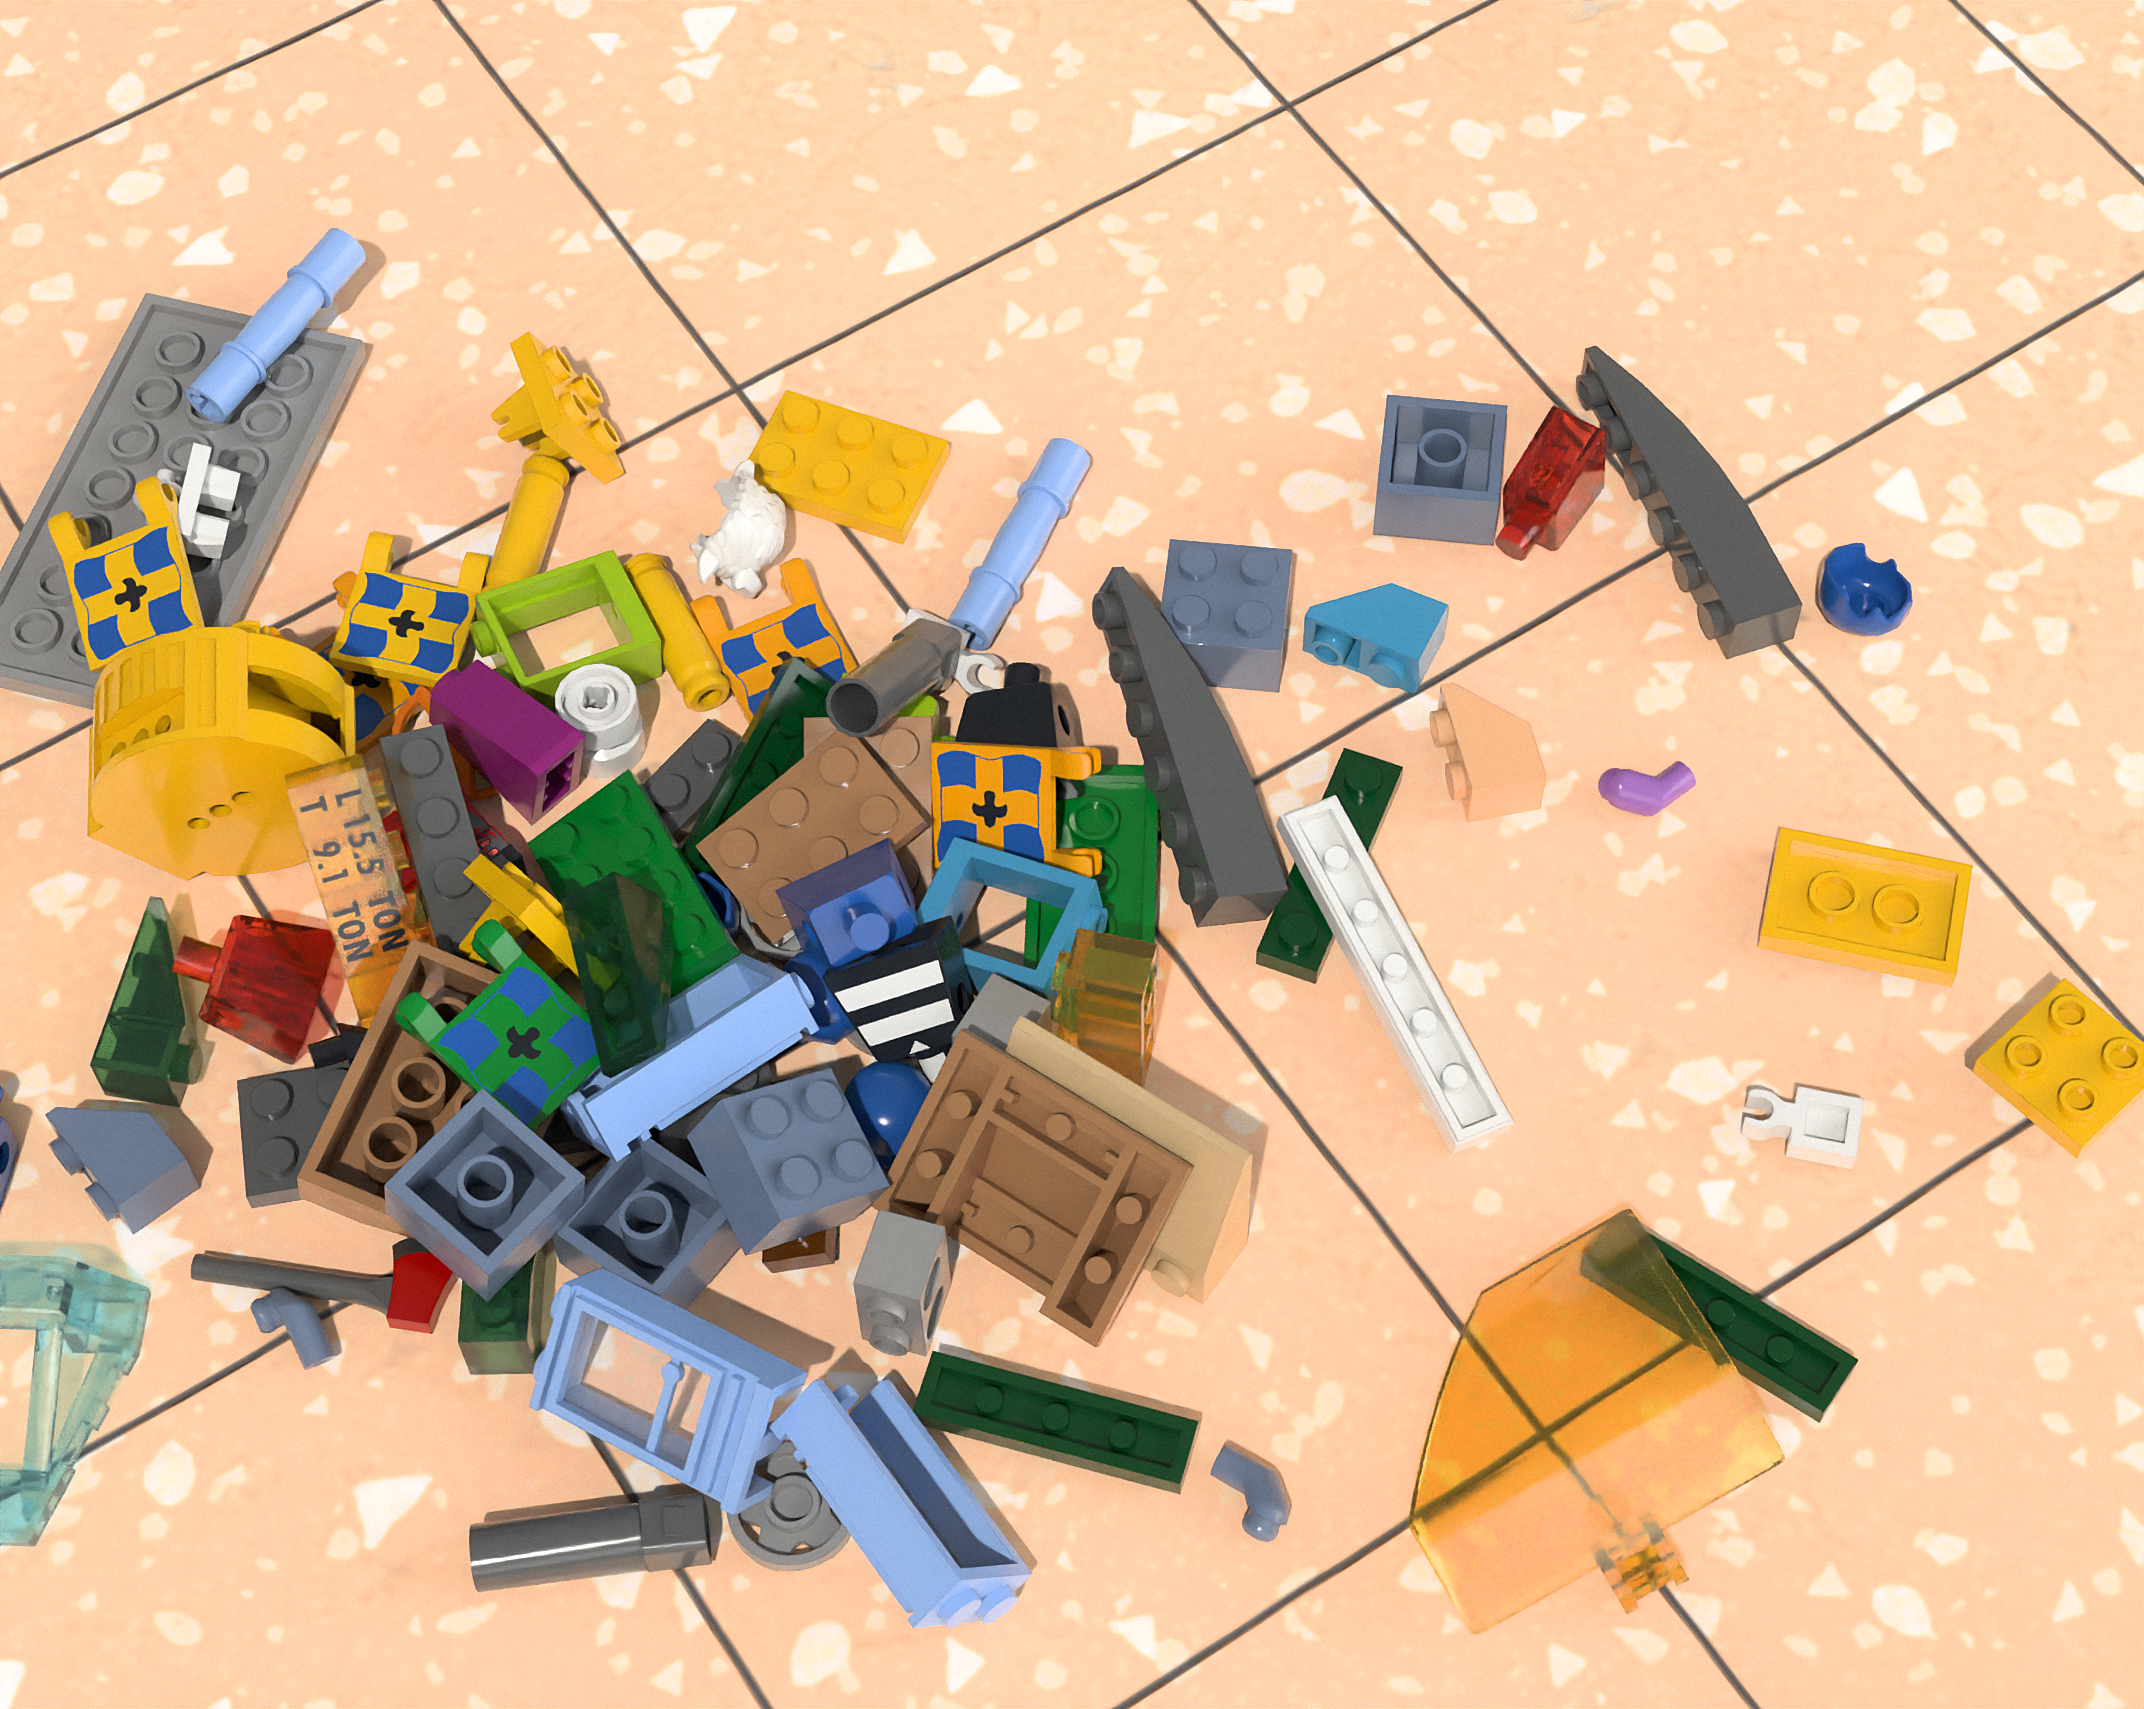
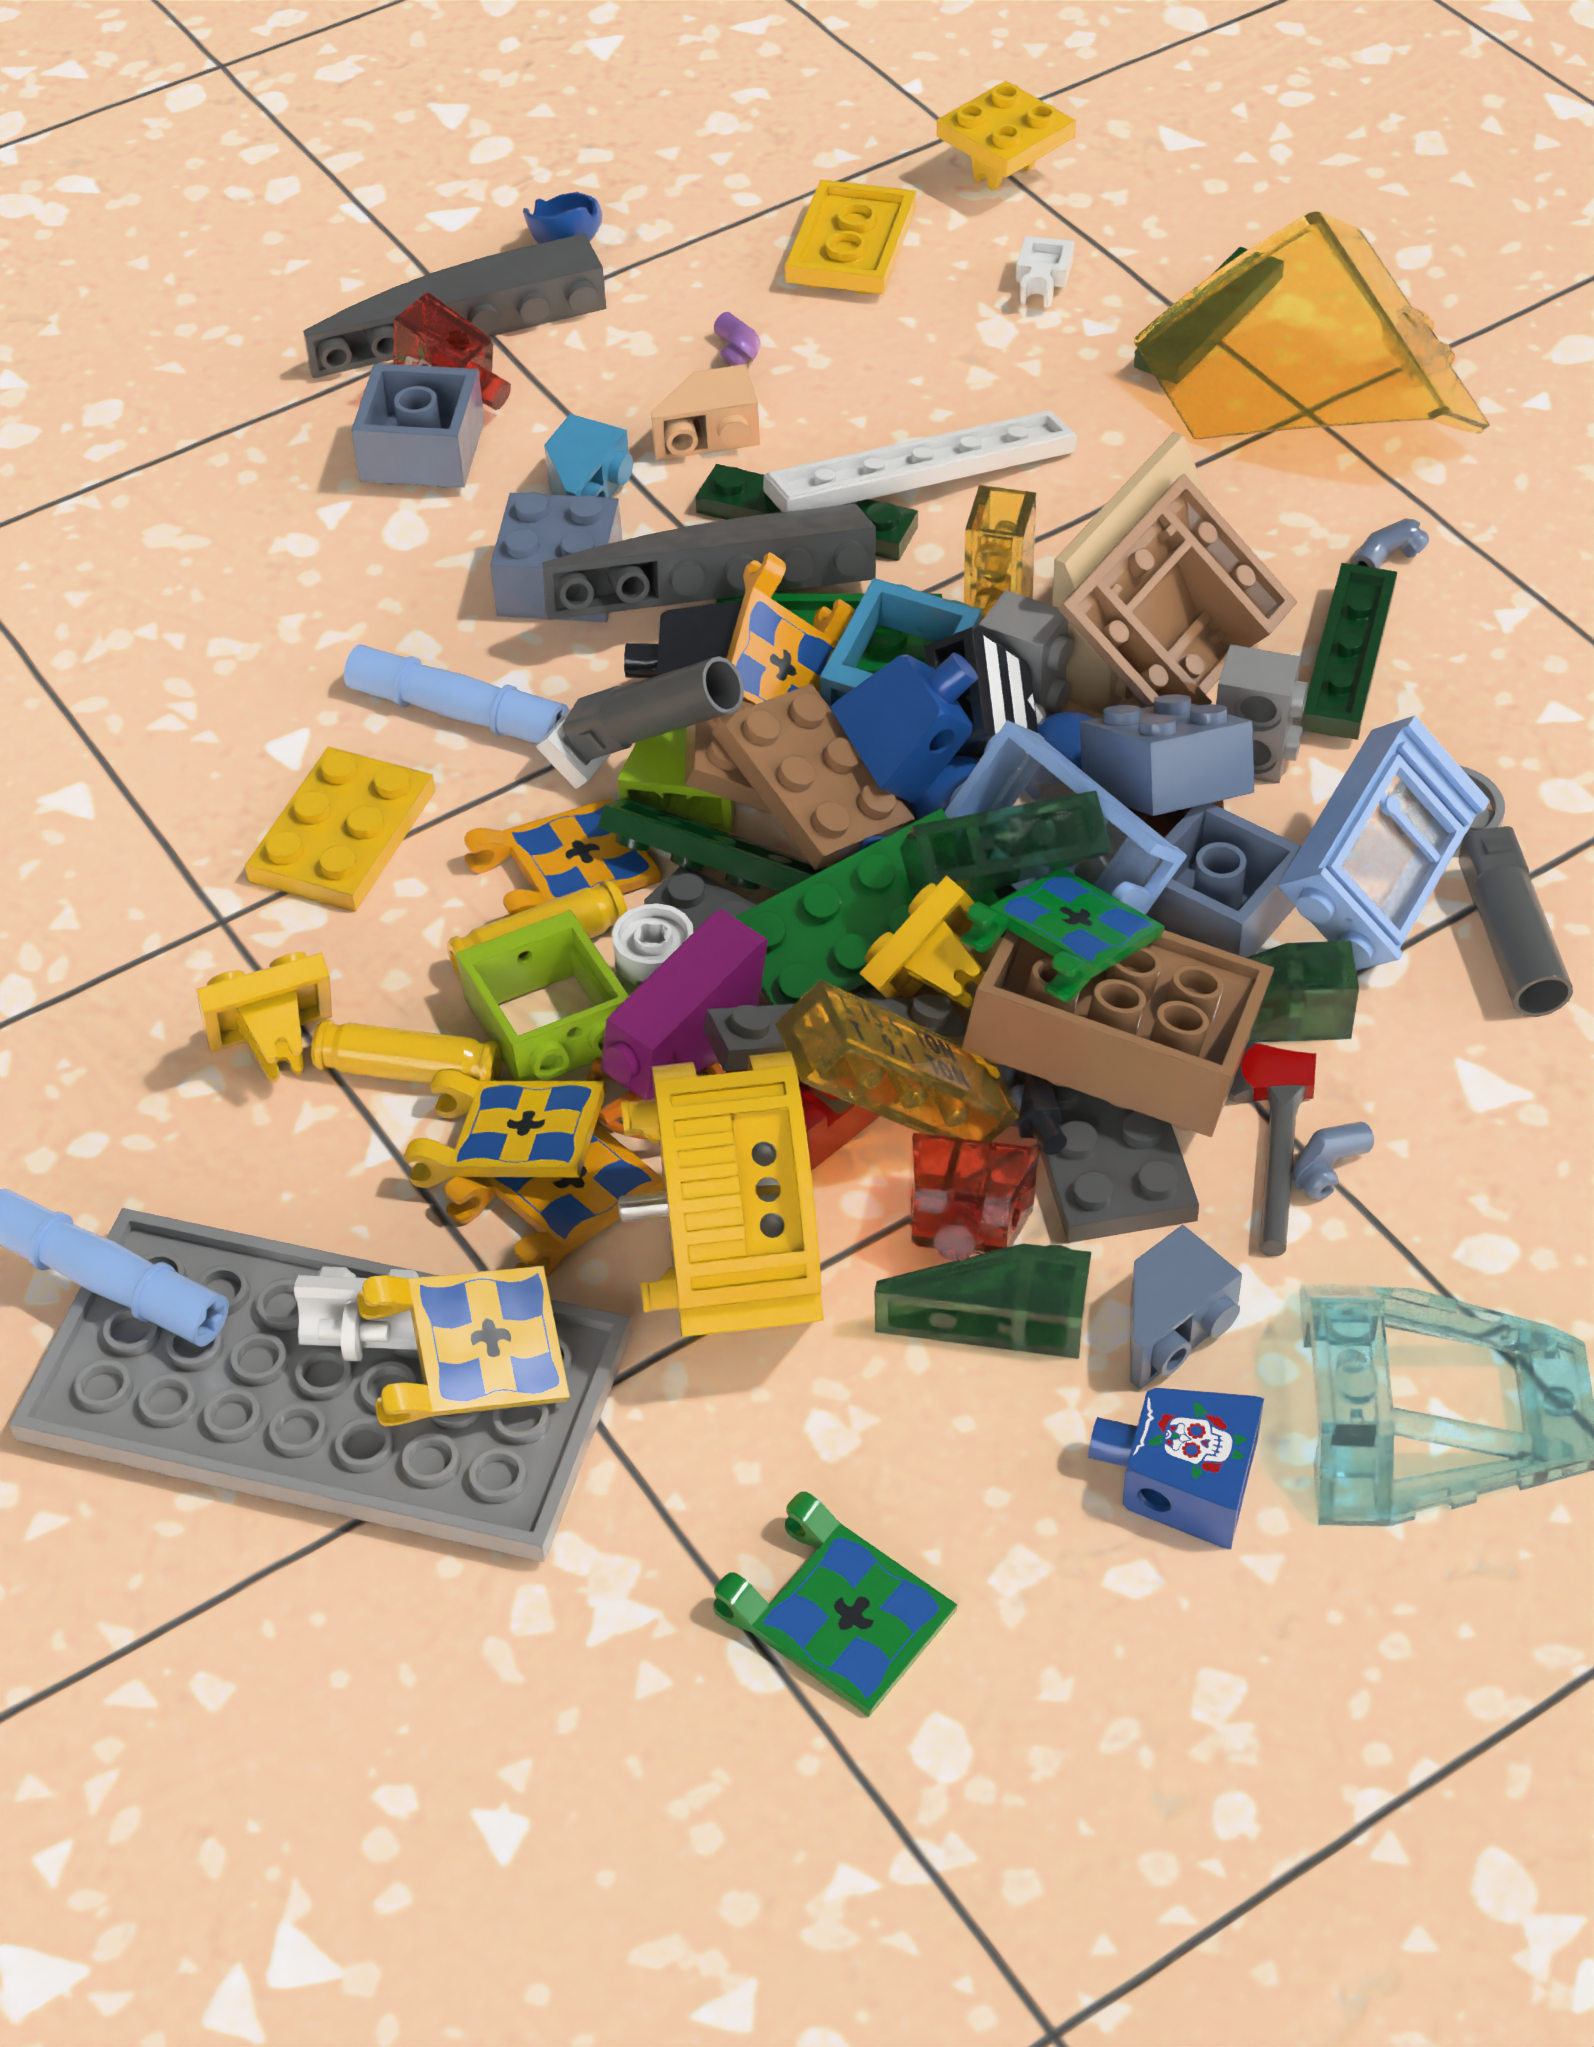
camera: 90 degrees left, 10 degrees down
(484, 1194) = (1244, 924): sand blue brick -> none
(748, 533) = (433, 868): white hair -> none
(904, 1504) = (1477, 687): light blue door -> none

